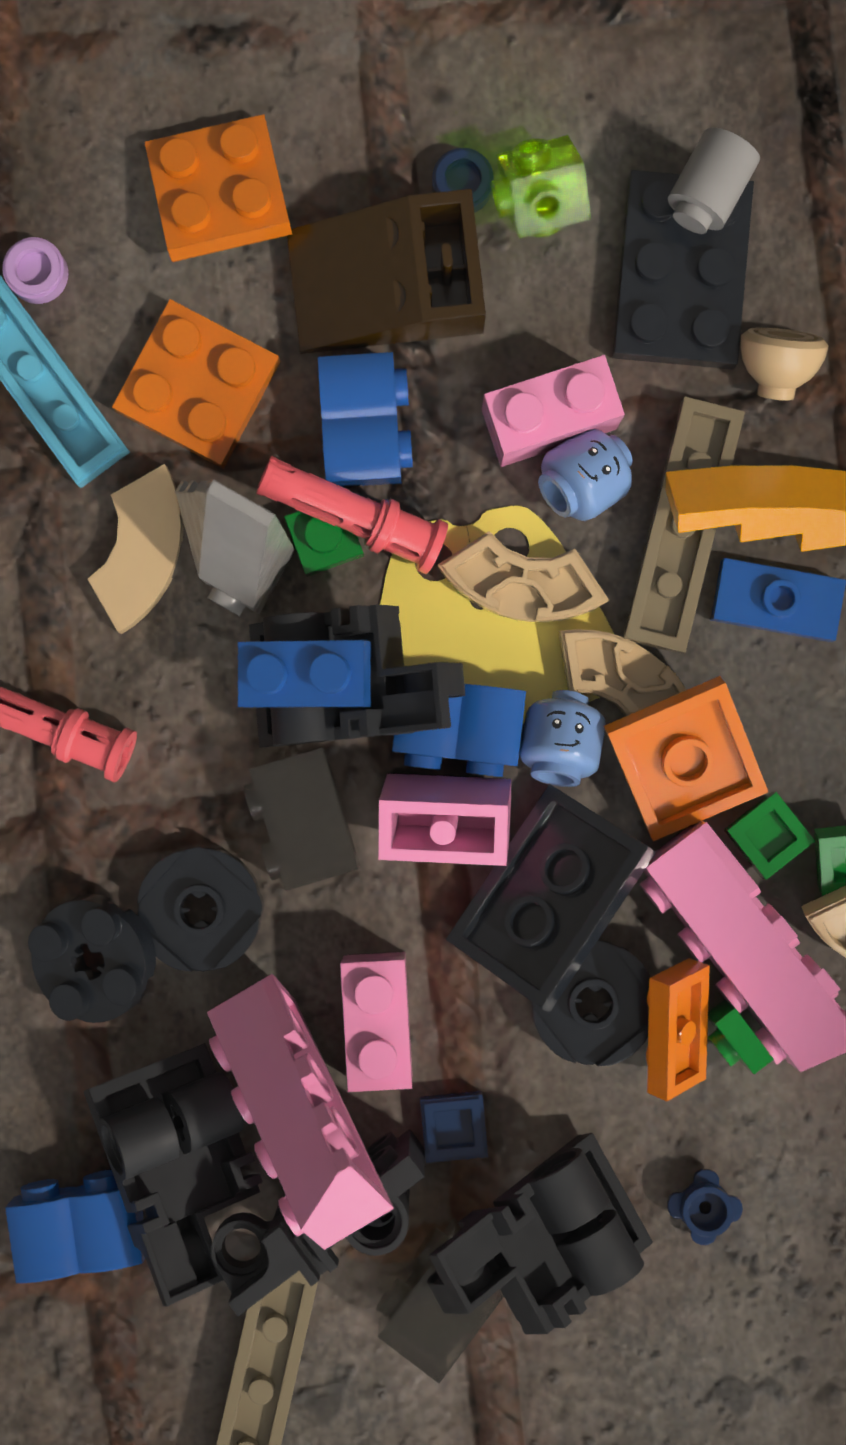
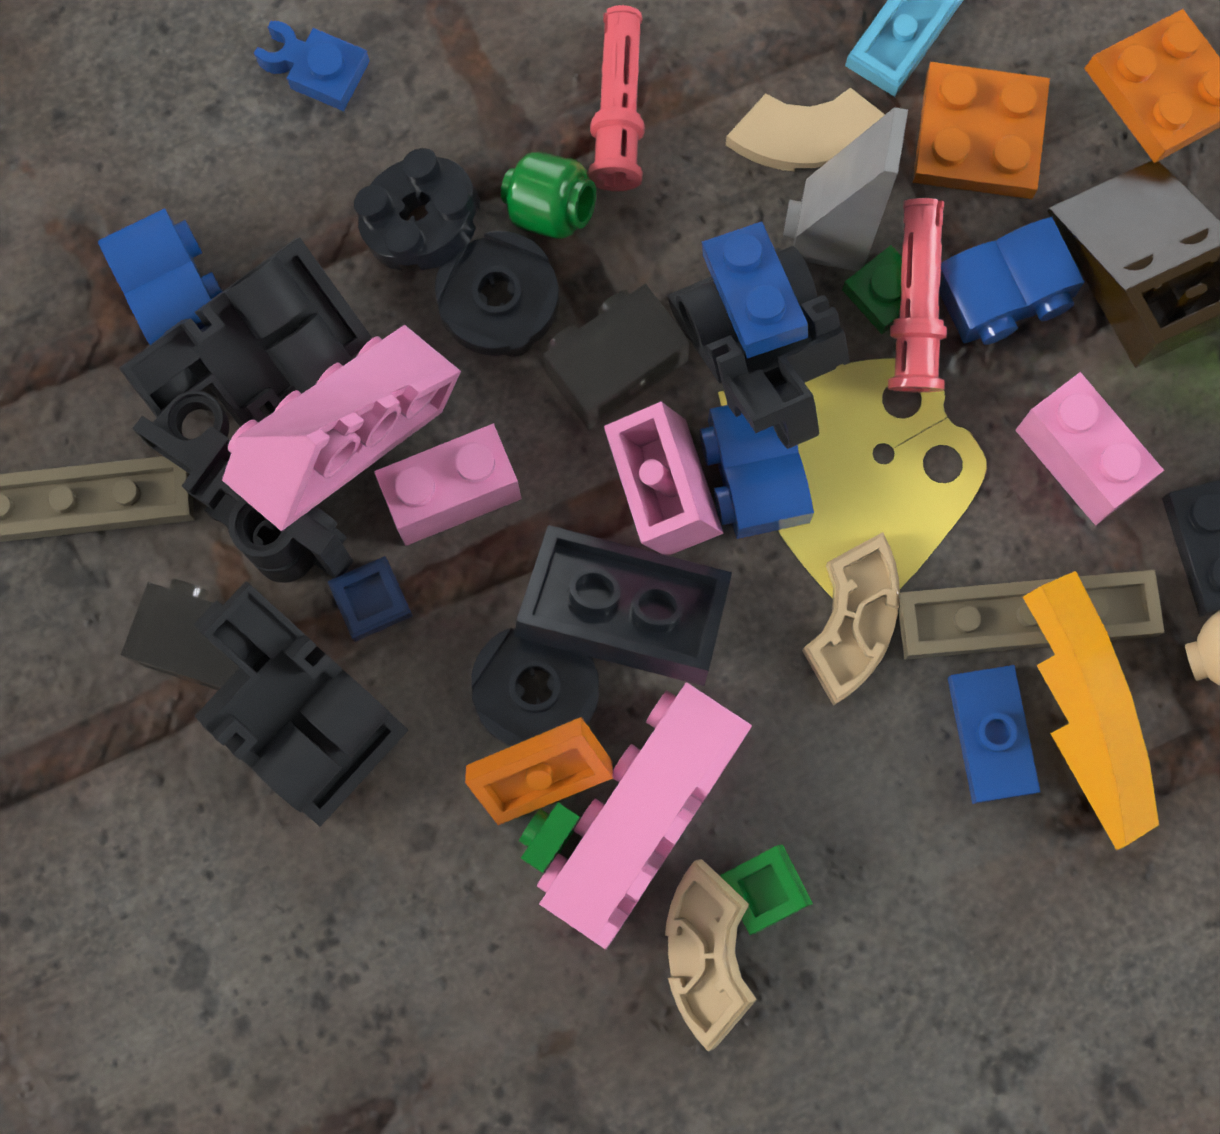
camera: 70 degrees right, 10 degrees down
(119, 827) = (548, 195): none -> green head
(523, 585) = (912, 487): tan tile -> none
(562, 739) = (780, 568): medium blue head -> none
(586, 474) = (1042, 503): medium blue head -> none
(686, 758) = (805, 690): orange plate -> none
(709, 1224) = (352, 871): dark blue plate -> none
(769, 835) = (760, 802): green plate -> none

